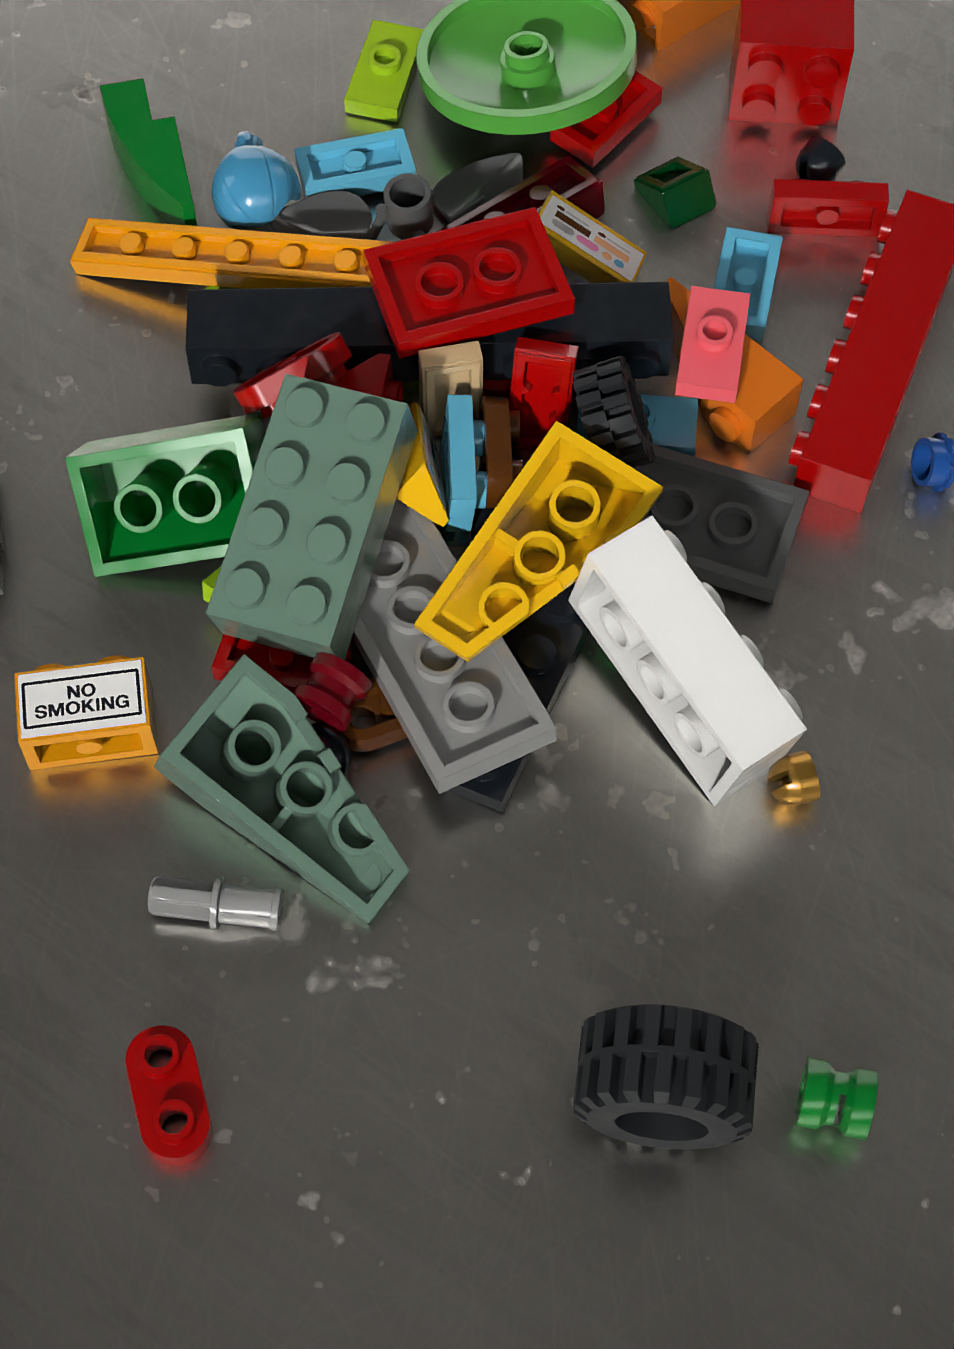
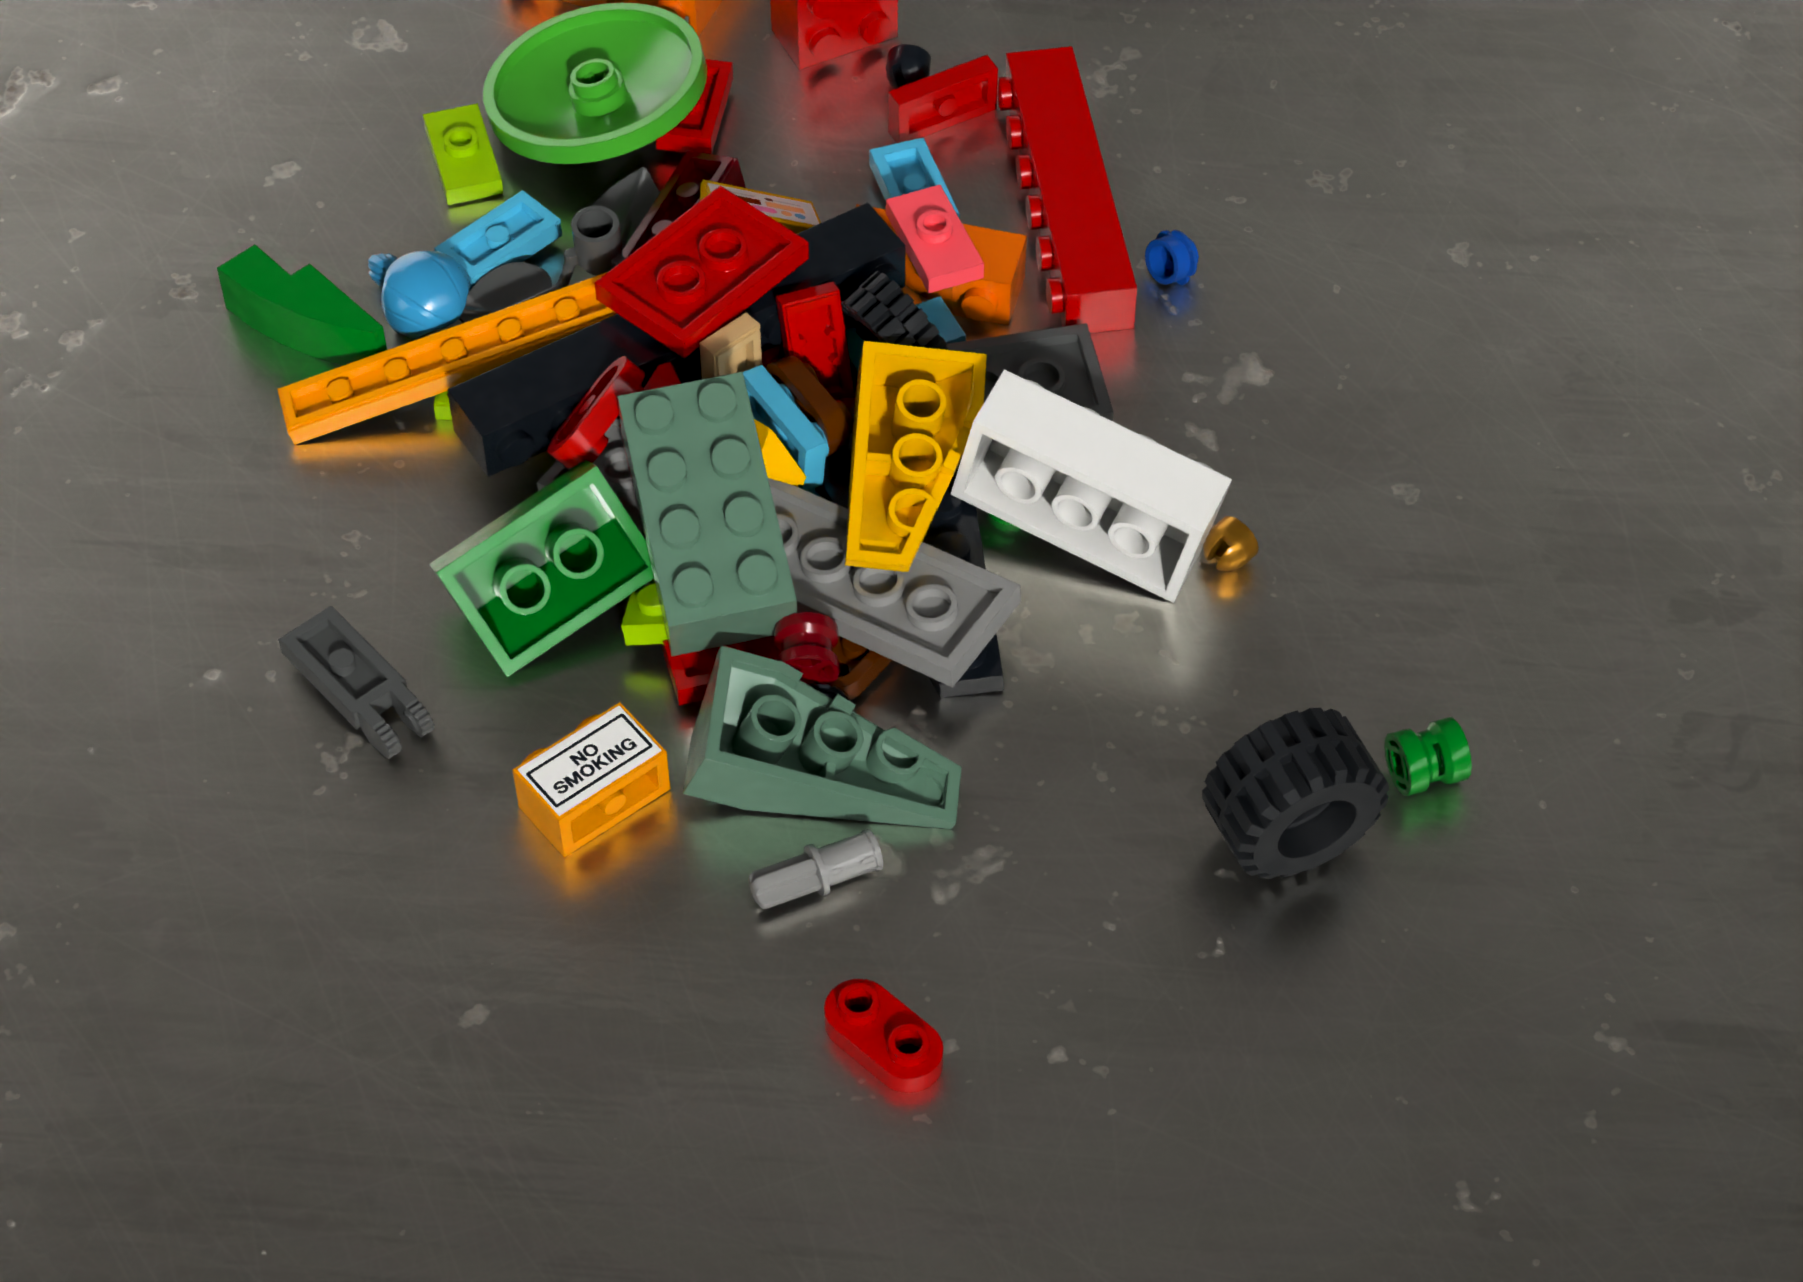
camera: 30 degrees left, 10 degrees down
(677, 190) = (799, 142): dark green slope -> none

